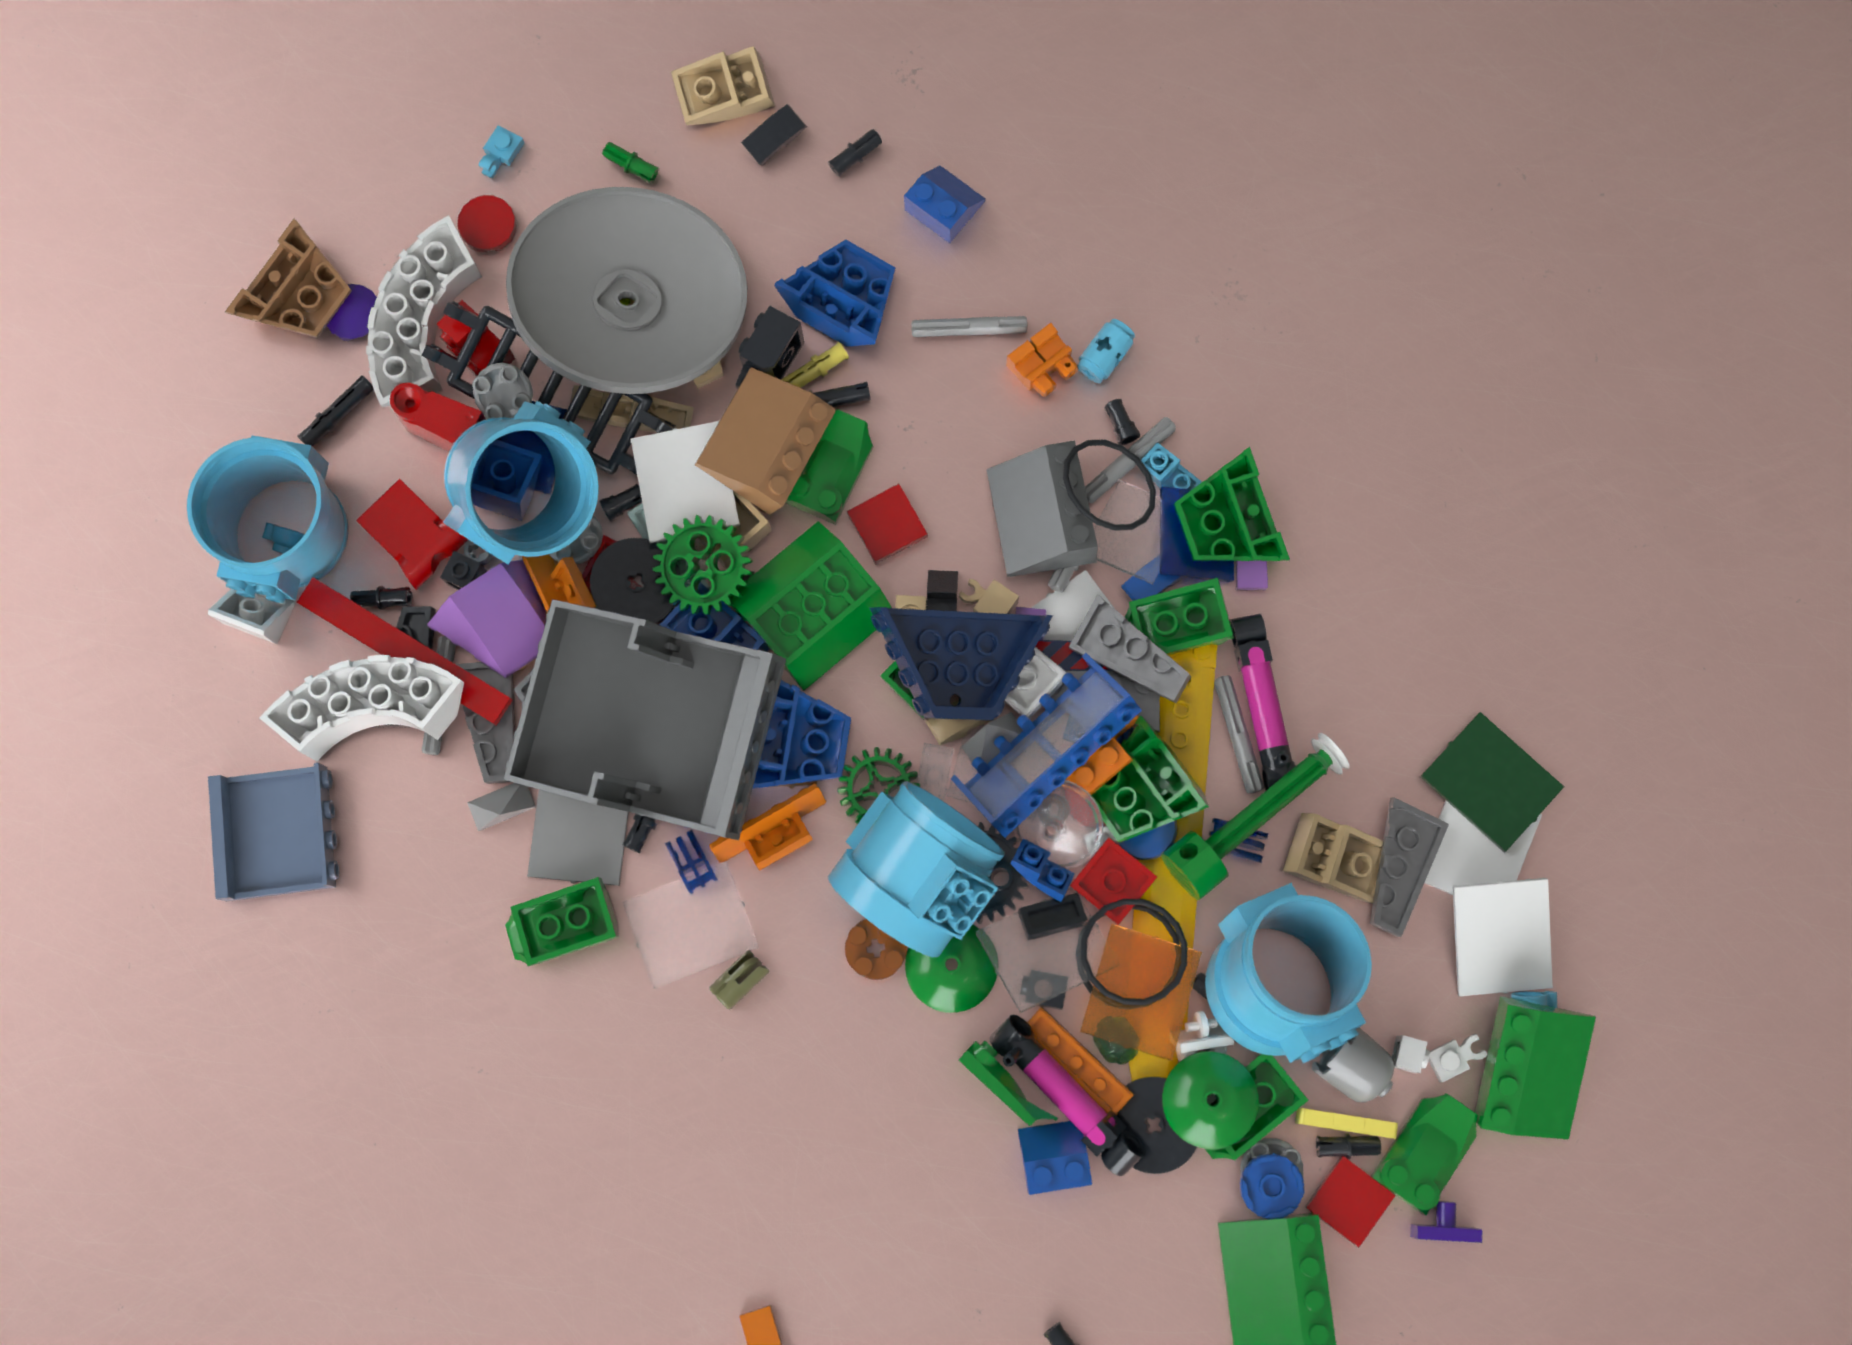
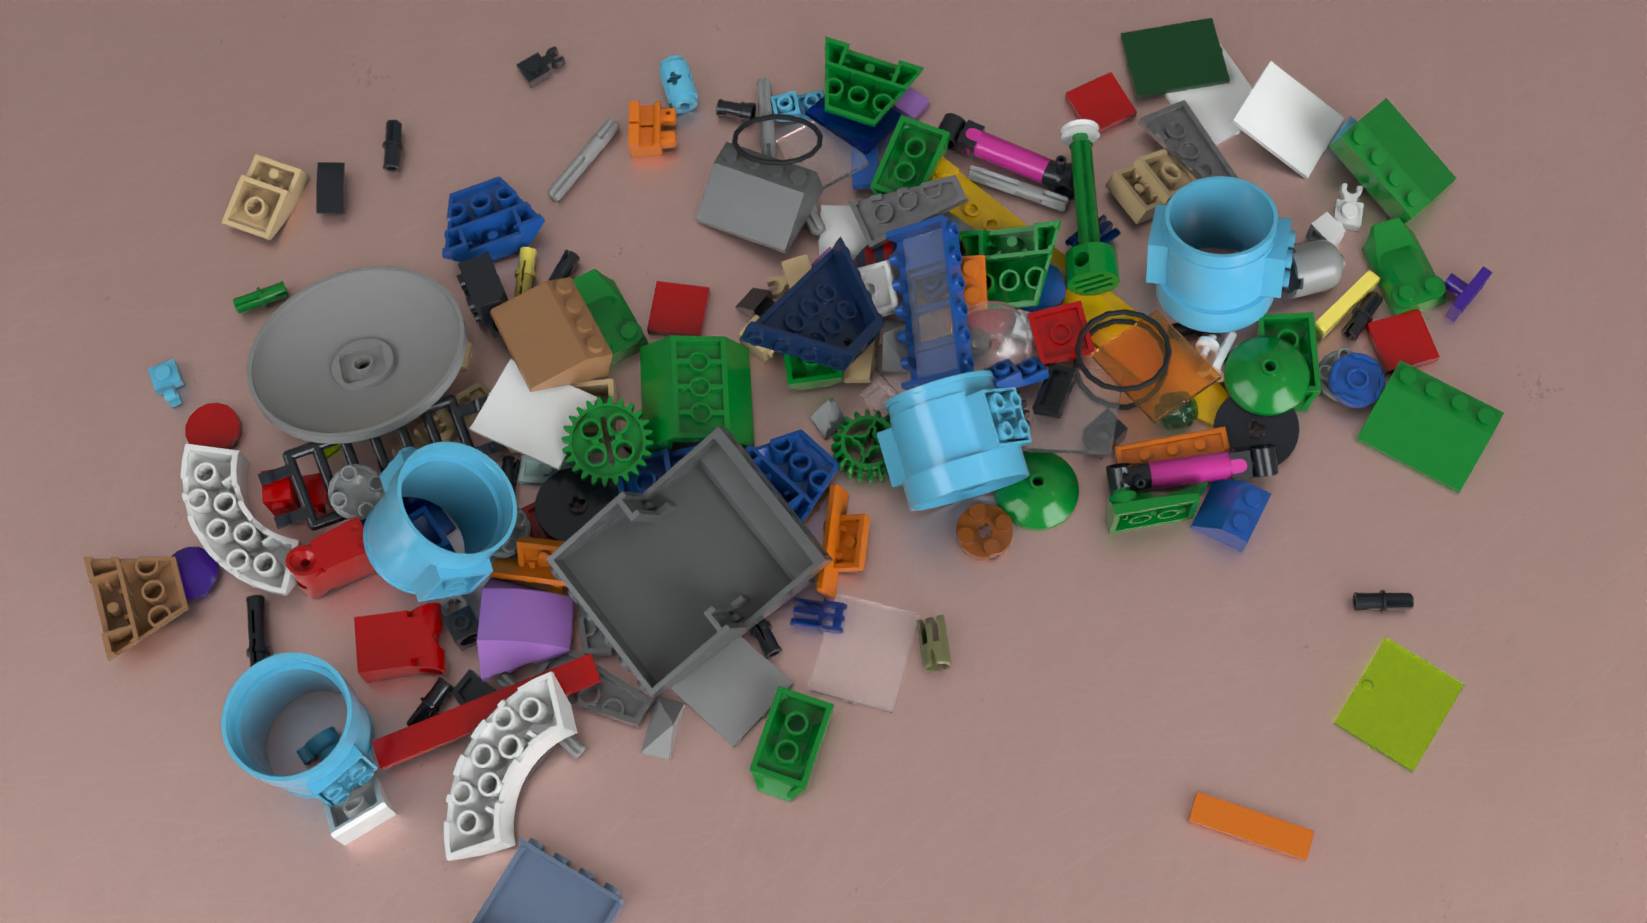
camera: 50 degrees left, 10 degrees down
(881, 733) = (828, 418): none -> dark grey slope
(942, 202) = (480, 116): blue slope -> none
(1028, 213) = (537, 68): none -> black plate
(1387, 747) = (1101, 102): none -> red tile

